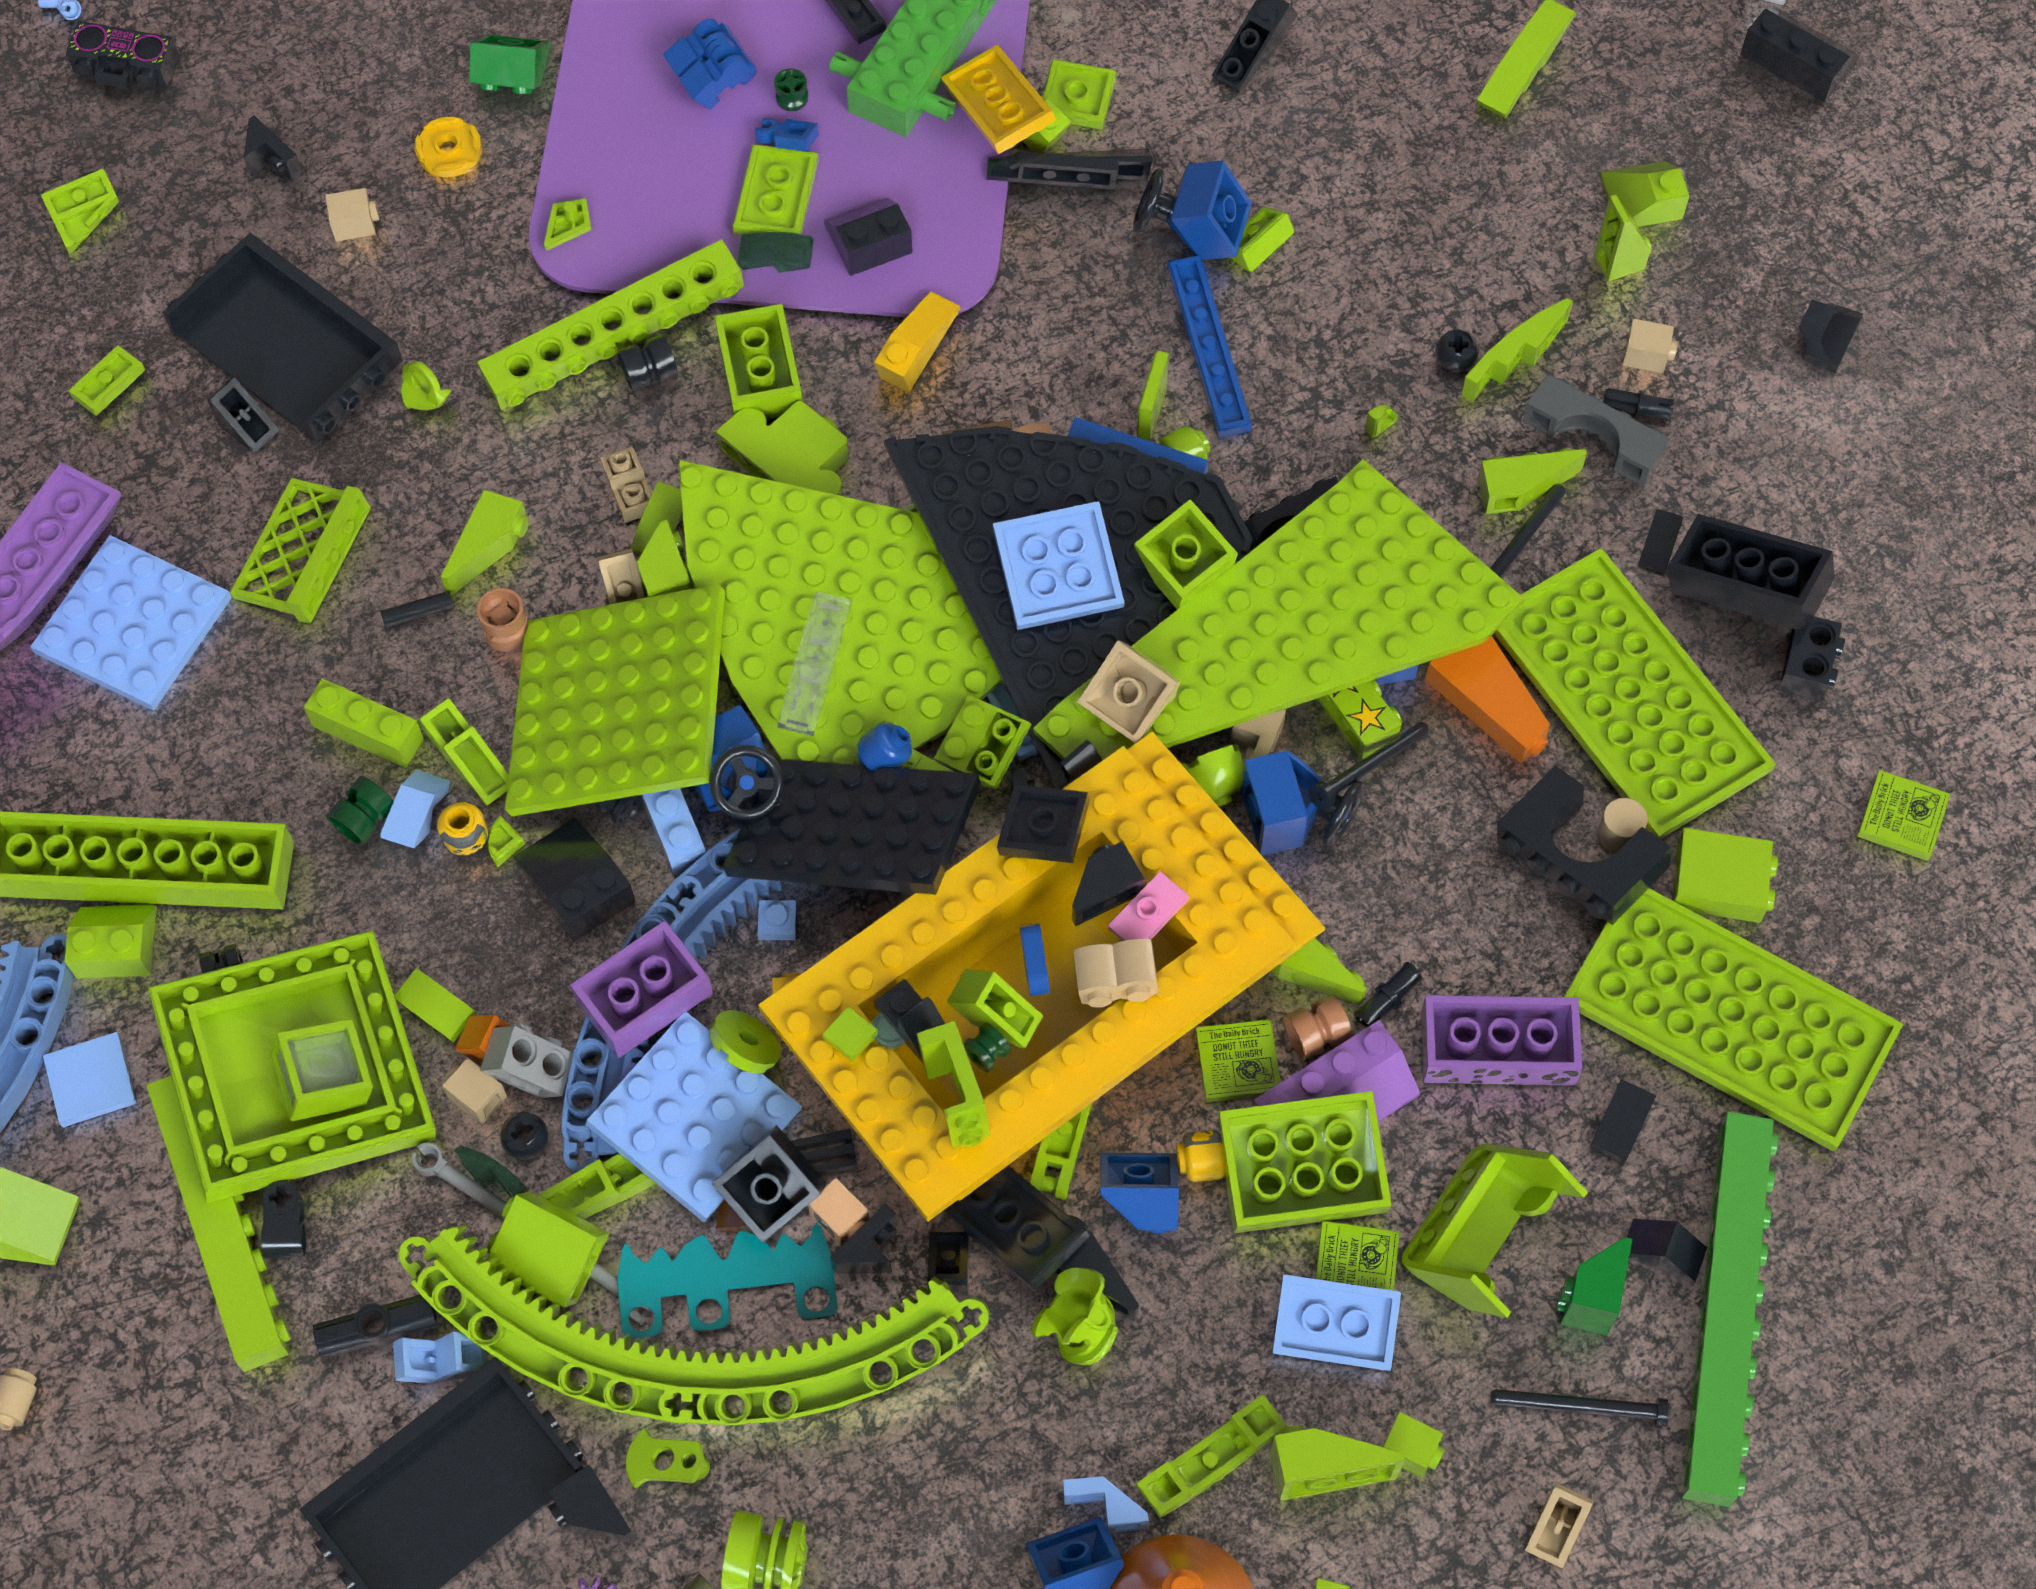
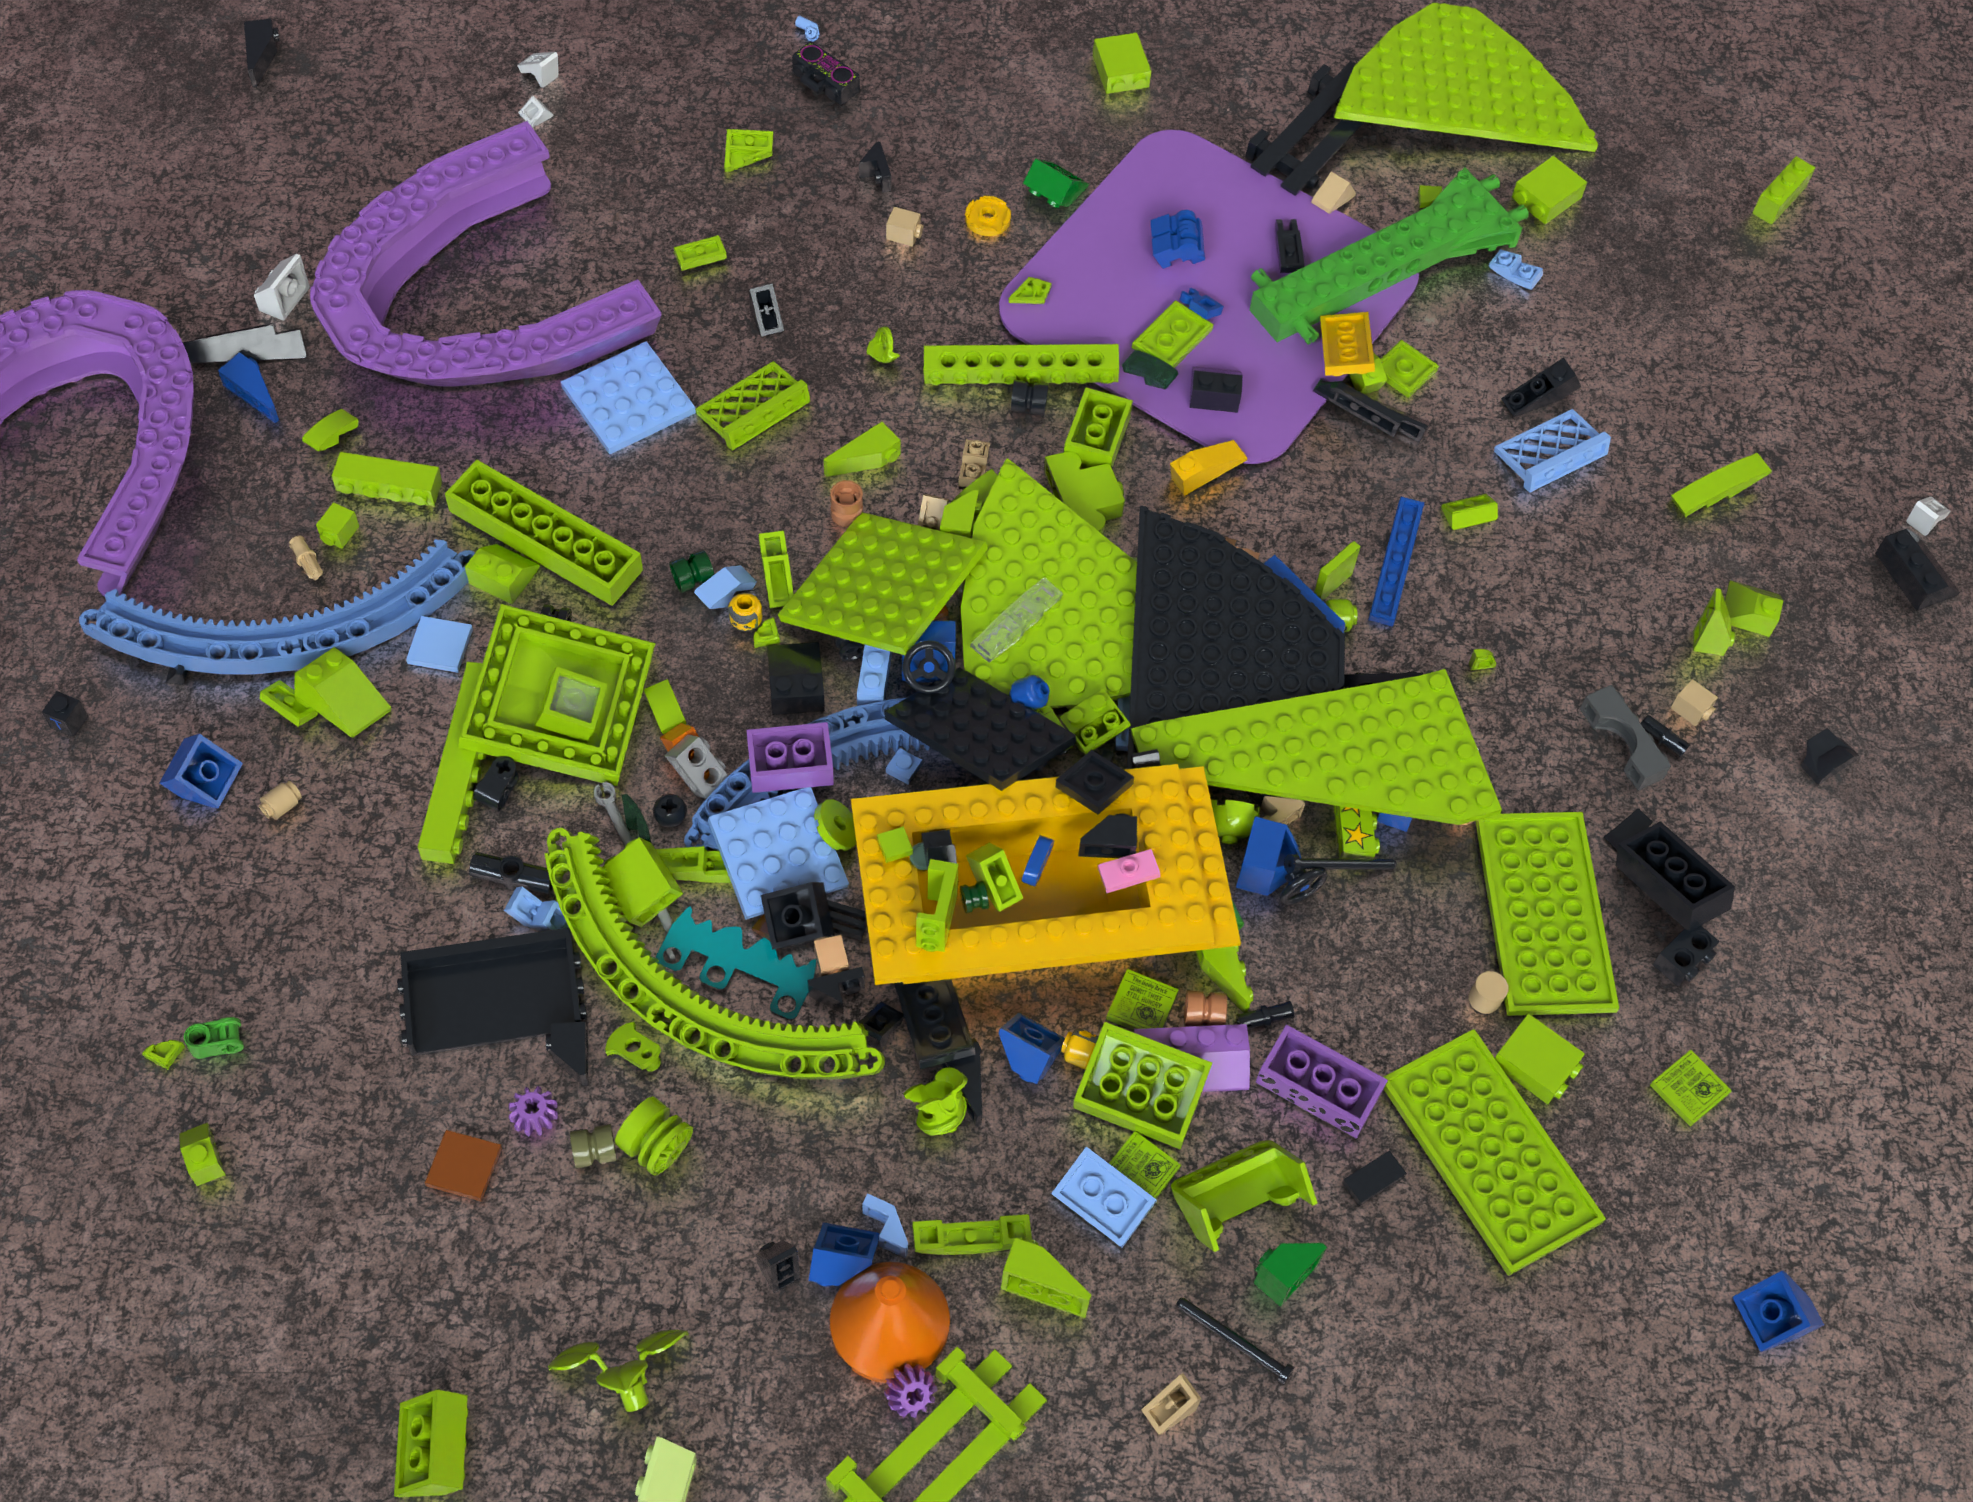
camera: 25 degrees right, 5 degrees down
(283, 337) = (819, 278): black panel -> none
(364, 723) = (726, 522): lime brick -> none
(417, 609) = (800, 473): black piece -> none
(473, 1091) = (656, 768): tan brick -> none
(795, 82) = (1219, 279): dark green wheel -> none
(1058, 565) = (1205, 636): light blue plate -> none
(1060, 1151) = (995, 995): lime plate -> none
(1116, 972) = (1084, 894): tan brick -> none
(1129, 691) = (1203, 734): tan slope -> none
(1185, 554) = (1290, 668): lime slope -> none
(1204, 212) = (1443, 475): blue piece -> none
(1334, 116) = (1564, 460): none -> light blue fence
(1417, 1443) = (1107, 1301): lime brick -> none
(1461, 341) = (1562, 635): black piece -> none
(1492, 697) = (1450, 865): orange slope -> none
(1520, 480) = (1556, 744): lime slope -> none
(1522, 344) = (1607, 659): lime slope -> none
(1528, 529) = (1538, 778): black bar -> none
(1602, 886) = (1449, 1021): black arch -> none
(1666, 1248) = (1353, 1273): black slope -> none
(1728, 1311) = (1370, 1335): bright green brick -> none

